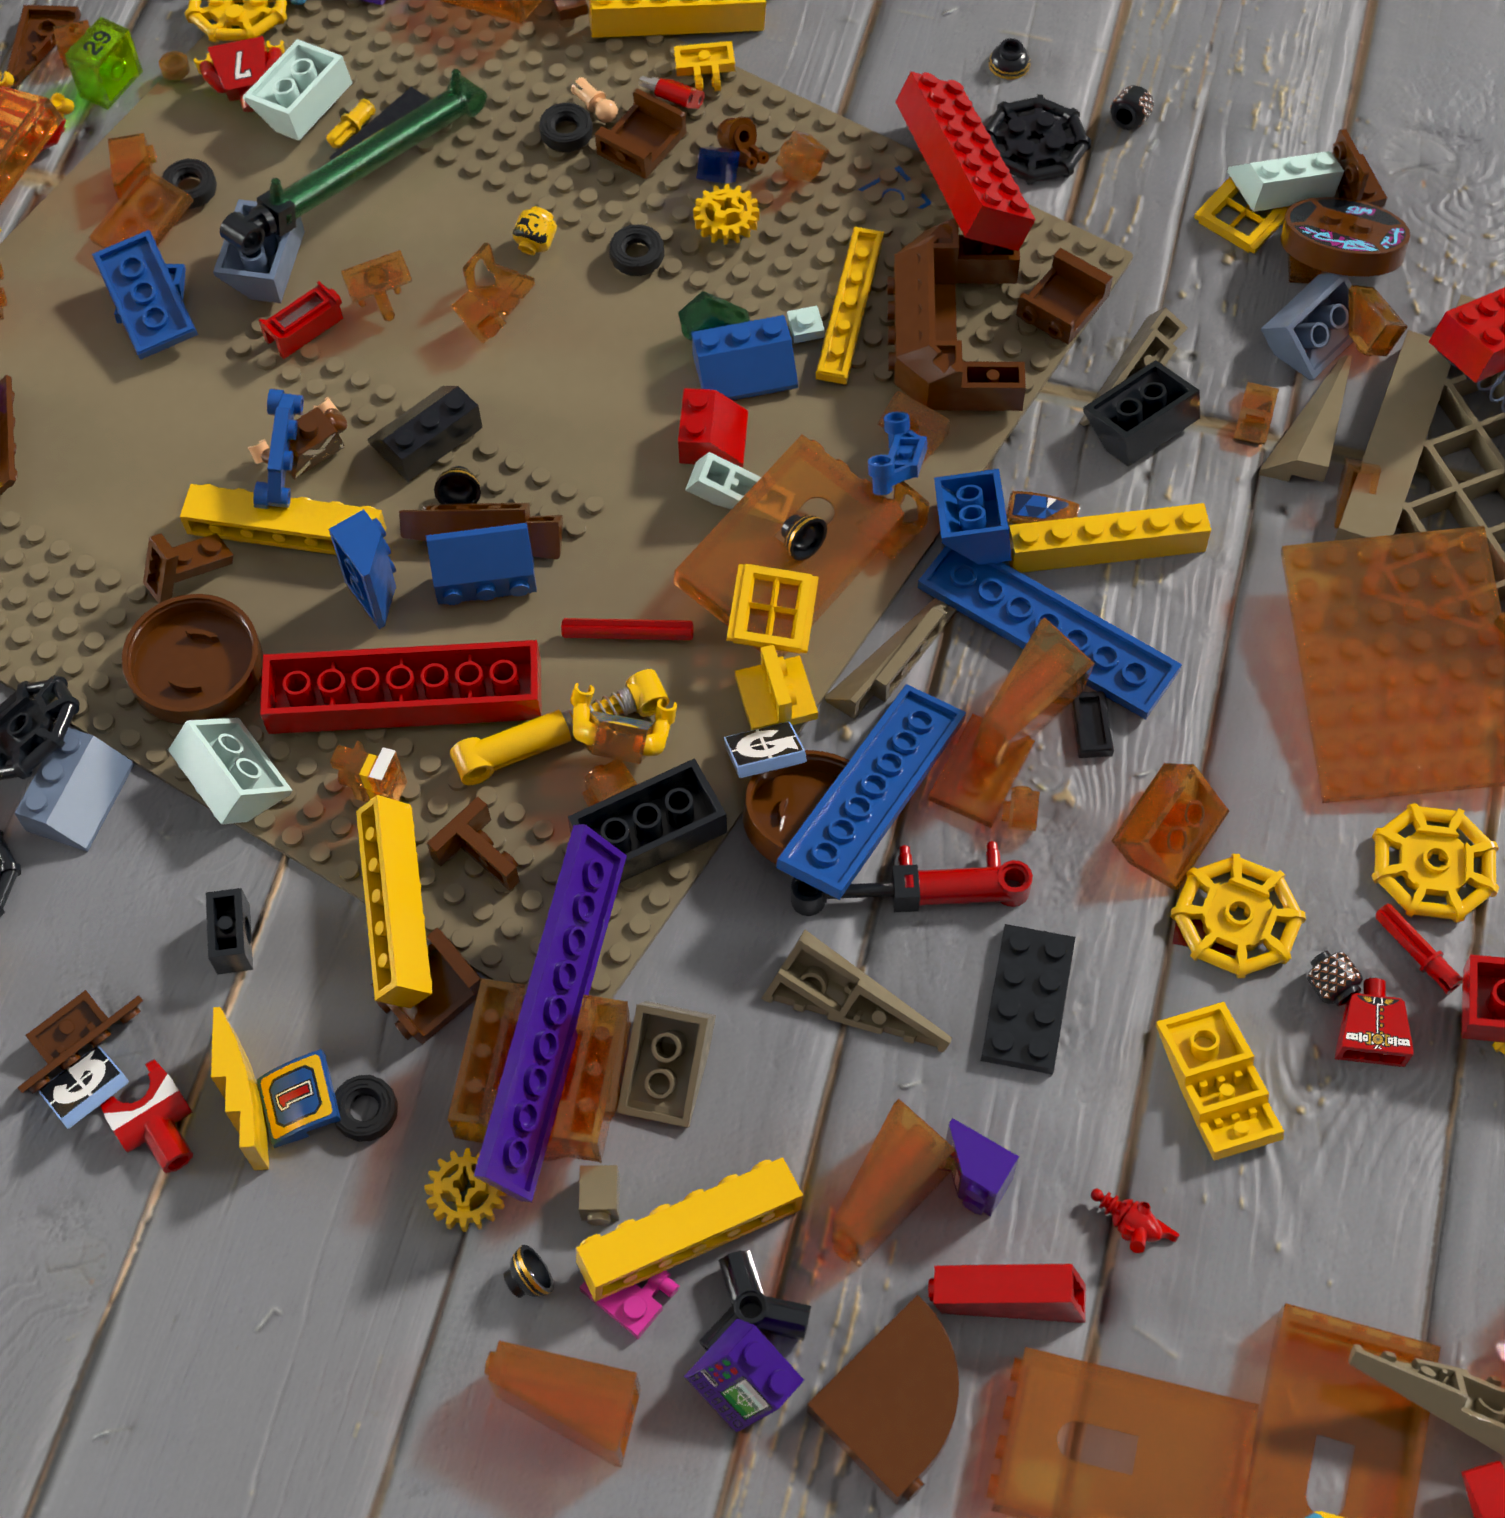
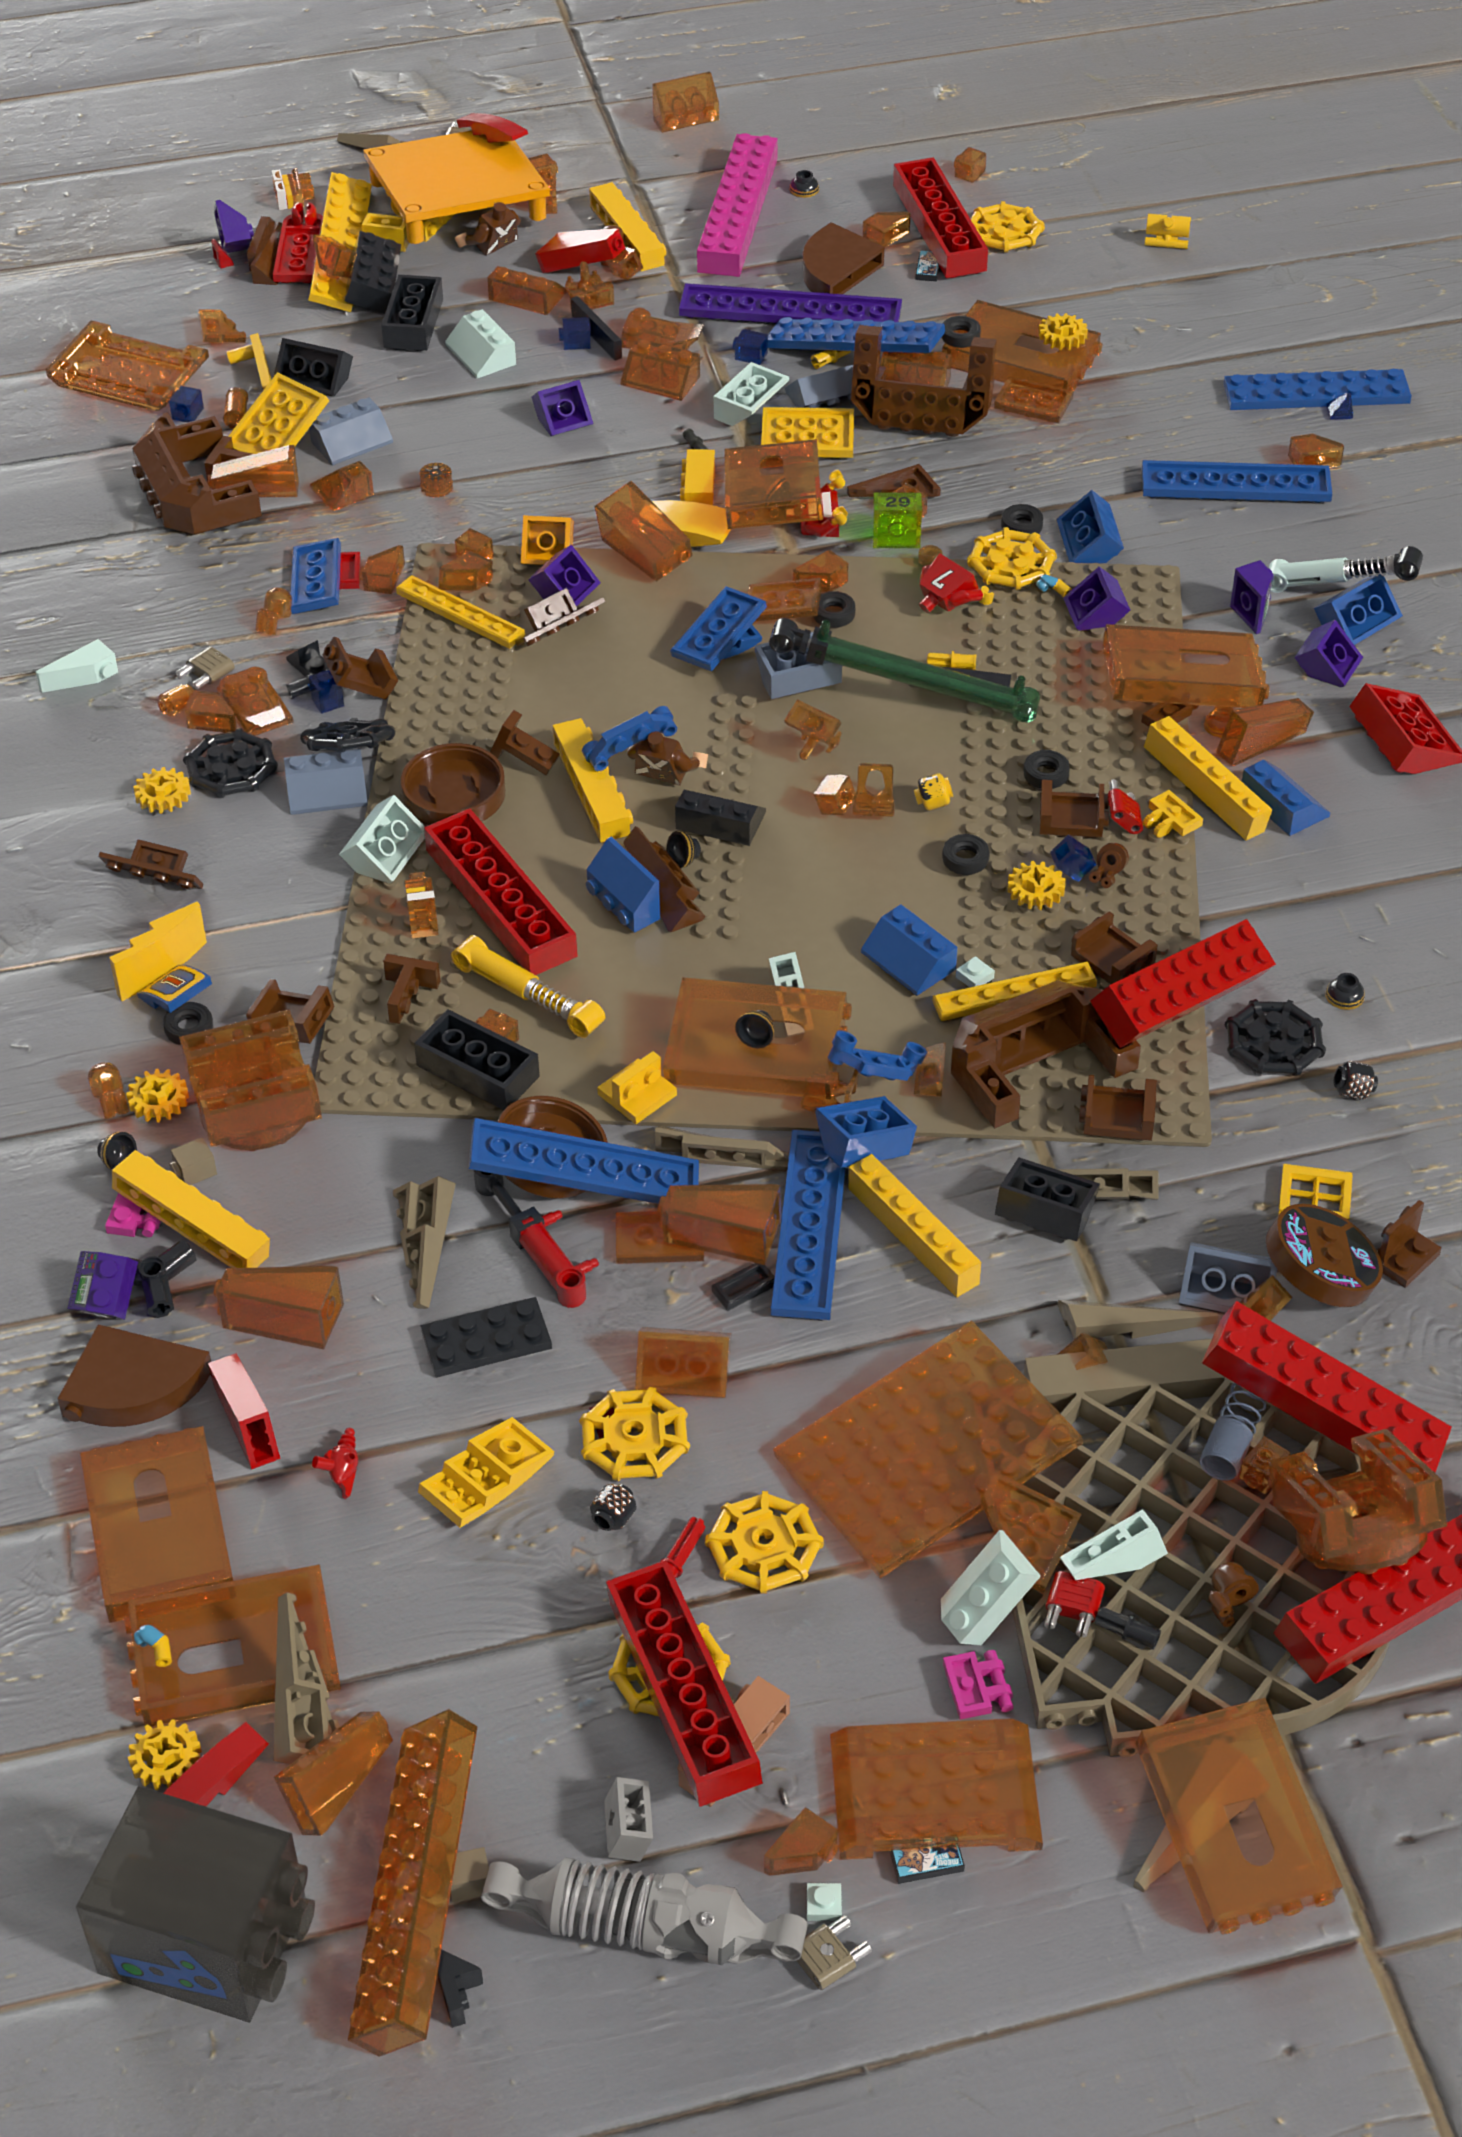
camera: 60 degrees right, 15 degrees down
(83, 1086) = (120, 883): tile -> none
(153, 1120) = (118, 924): red connector -> none
(229, 931) = (268, 897): black brick -> none
(299, 88) = (953, 618): light aqua slope -> none
(303, 320) = (759, 713): red window -> none
(366, 563) = (571, 825): blue slope -> none
(393, 903) = (333, 958): yellow brick -> none
(417, 1241) = (108, 1087): none -> clear orange piece
(549, 1015) = (326, 1044): dark purple plate -> none
(569, 1395) = (34, 1206): clear orange slope -> none
(595, 101) = (1082, 772): light nougat pin -> none
(618, 735) = (533, 1012): torso -> none
(627, 629) = (634, 989): red axle -> none
(665, 1063) = (311, 1154): dark tan slope -> none
(709, 312) = (934, 912): clear green slope -> none
(711, 425) = (834, 957): red slope -> none
(765, 749) = (579, 1096): tile -> none
(802, 157) = (1122, 900): clear orange brick -> none
(802, 613) = (698, 1063): yellow piece -> none
(856, 201) = (1110, 950): none -> reddish brown panel
(979, 1168) = (321, 1347): dark purple slope -> none
(1022, 809) = (637, 1268): clear orange plate -> none
(1037, 507) = (913, 1176): slope -> none
(1256, 413) = (1111, 1279): clear orange slope -> none
(1287, 180) = (1356, 1200): light aqua slope -> none
(1375, 1028) = (587, 1548): red torso -> none

